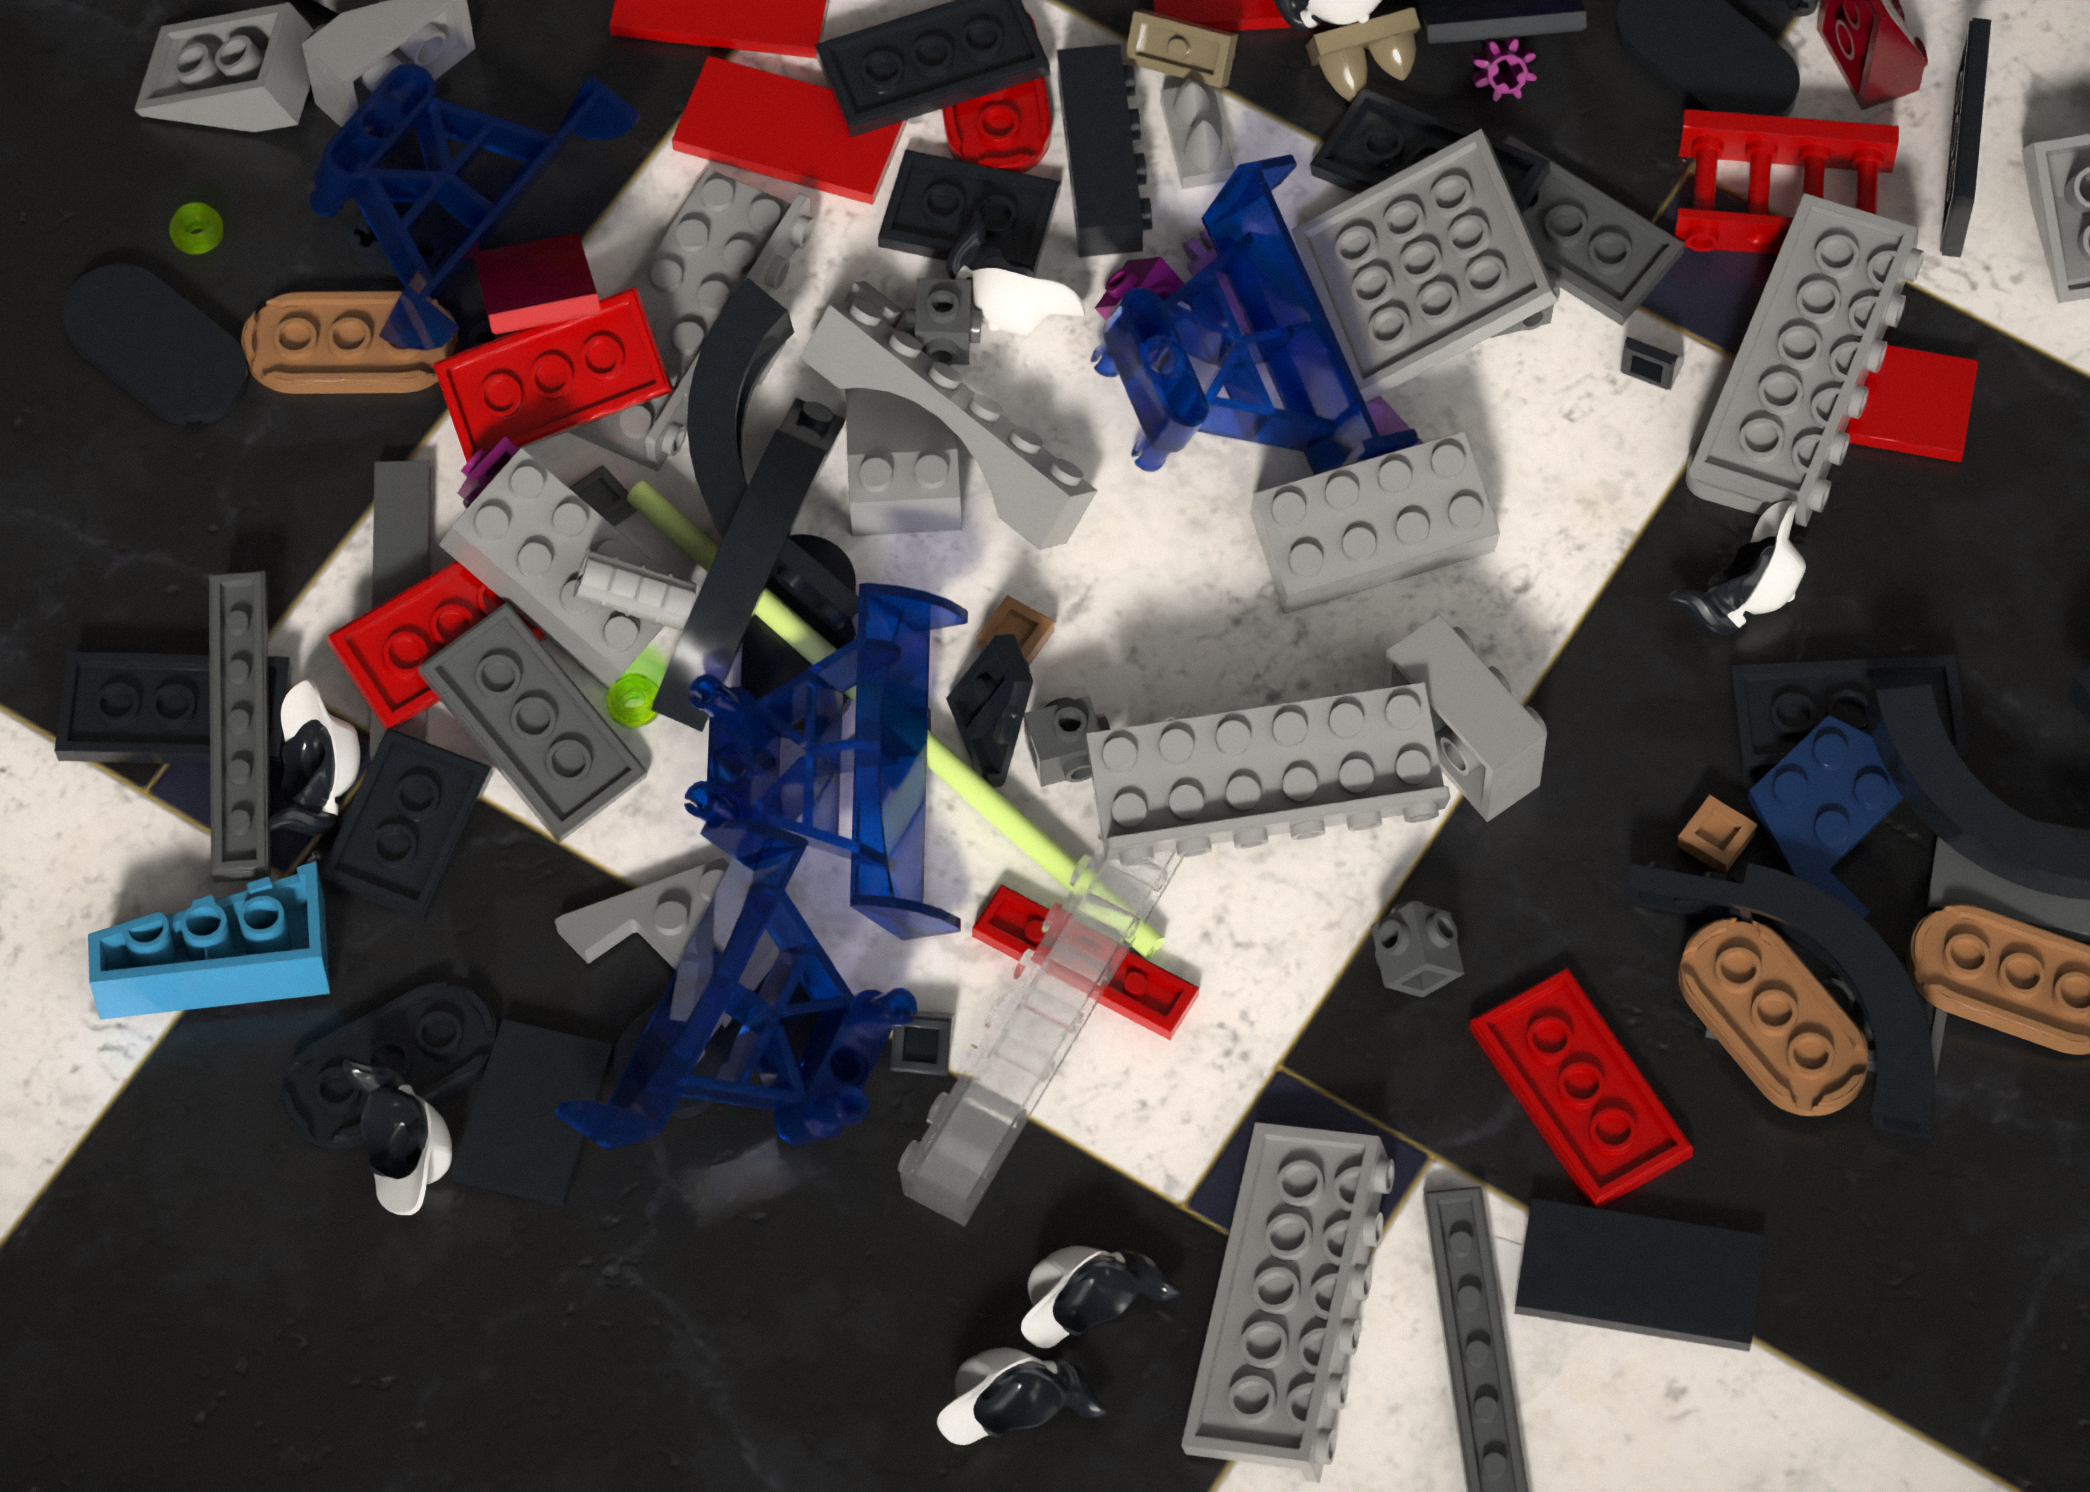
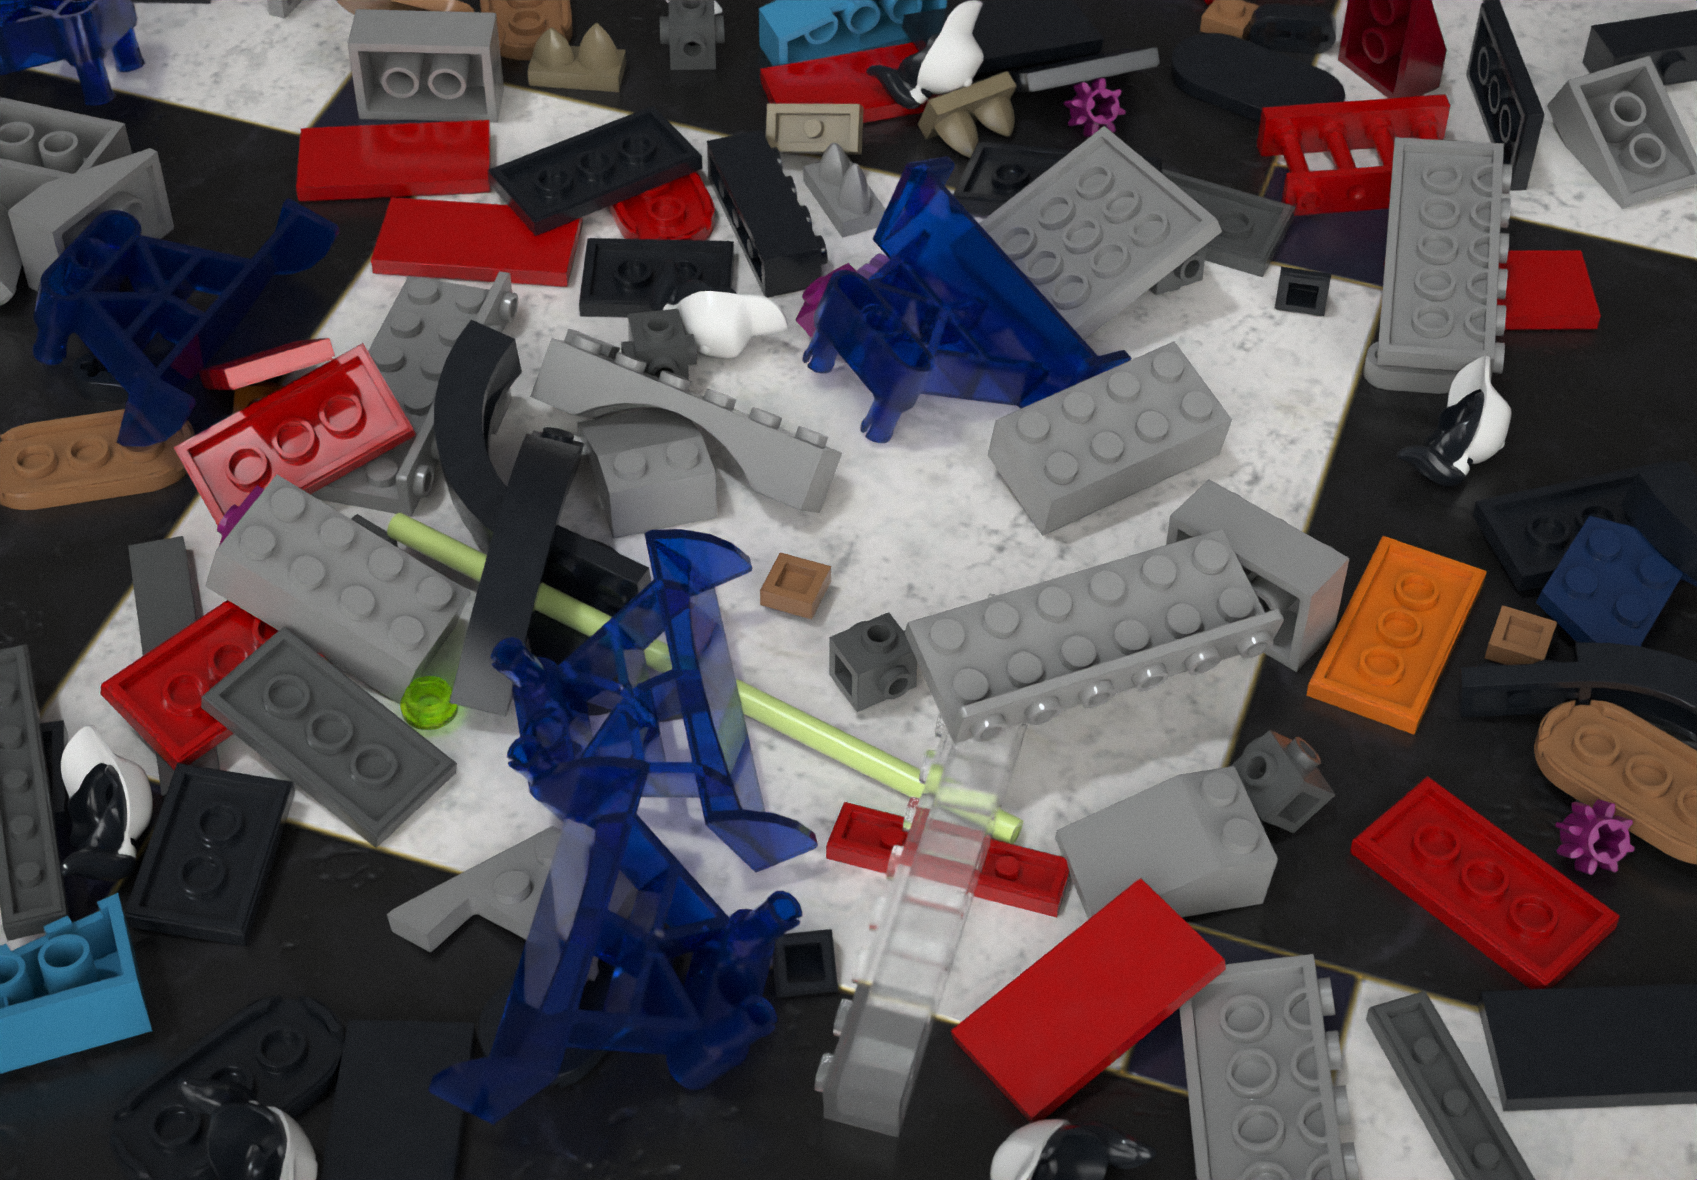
camera: 15 degrees left, 15 degrees down
(635, 590) = (415, 582): light grey axle -> none
(991, 706) = (794, 639): black wing -> none
(1165, 1136) = (1088, 1001): none -> red tile
(1285, 1001) = (1184, 837): none -> light grey slope
(1601, 799) = (1397, 634): none -> orange tile
(1702, 1081) = (1594, 836): none -> magenta gear

